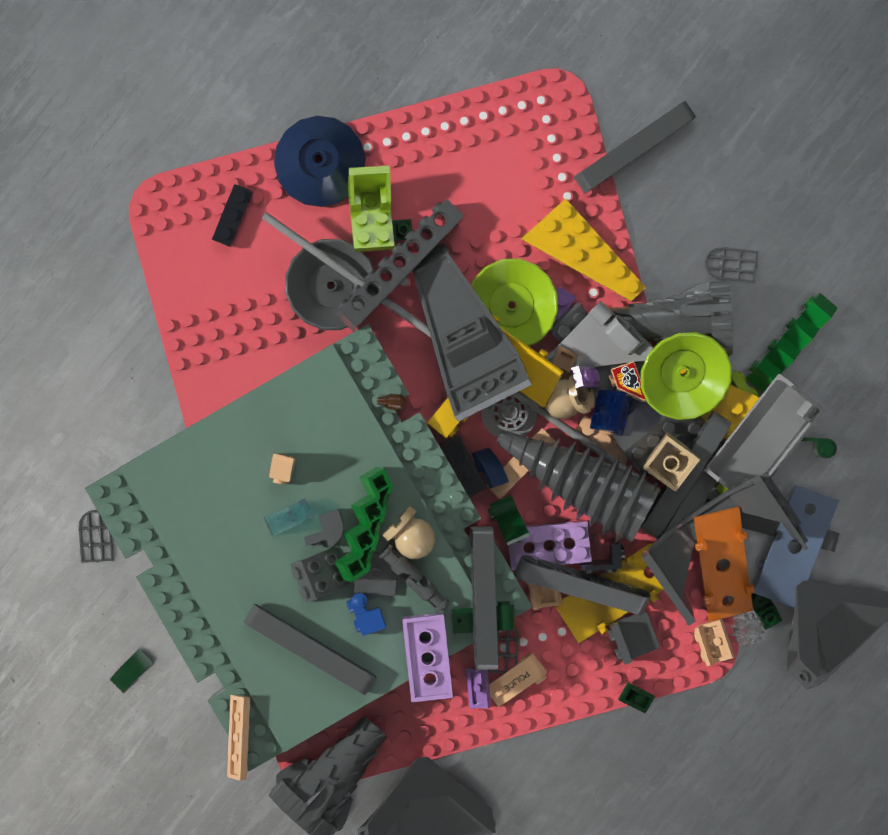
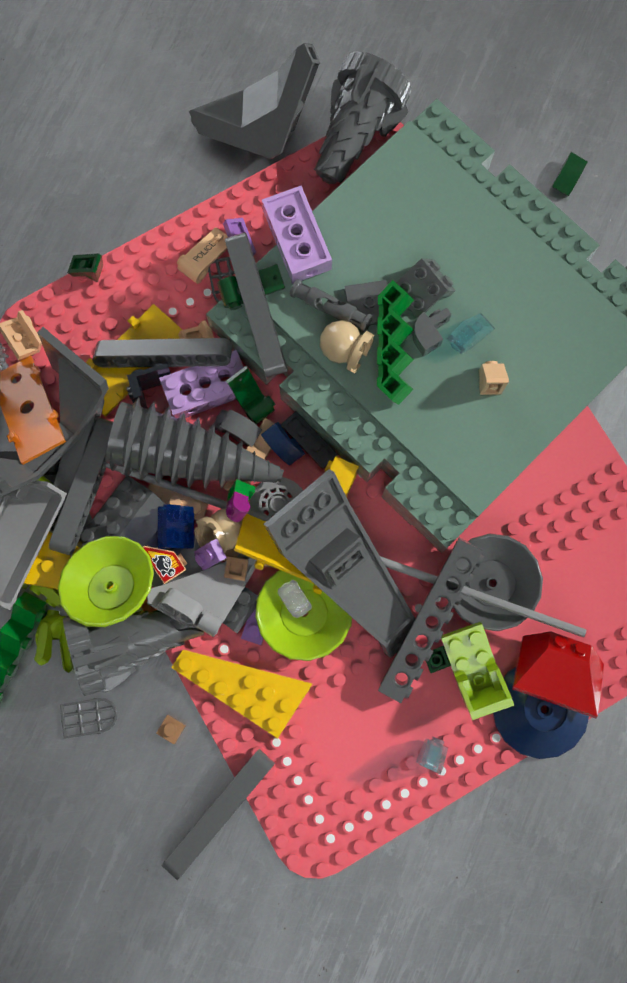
camera: 160 degrees right, 10 degrees down
(232, 215) = (611, 628): black plate -> none
(238, 737) = (457, 121): light nougat plate -> none
(294, 187) = (560, 672): none -> red slope
(310, 649) = (413, 215): dark grey beam -> none
(367, 620) = (364, 256): blue brick -> none
(392, 401) = (400, 473): reddish brown cylinder -> none
(431, 146) = (432, 755): none -> clear light blue slope
(519, 315) = (294, 599): none -> clear gear
(529, 496) = (238, 426): none -> dark grey brick
(547, 420) = (238, 500): none -> magenta leg
(633, 637) = (102, 320): dark grey bracket -> none
(659, 233) = (171, 729): none -> medium nougat plate
(671, 462) = (102, 492): tan slope -> none
(749, 352) = (50, 629): none -> lime piece

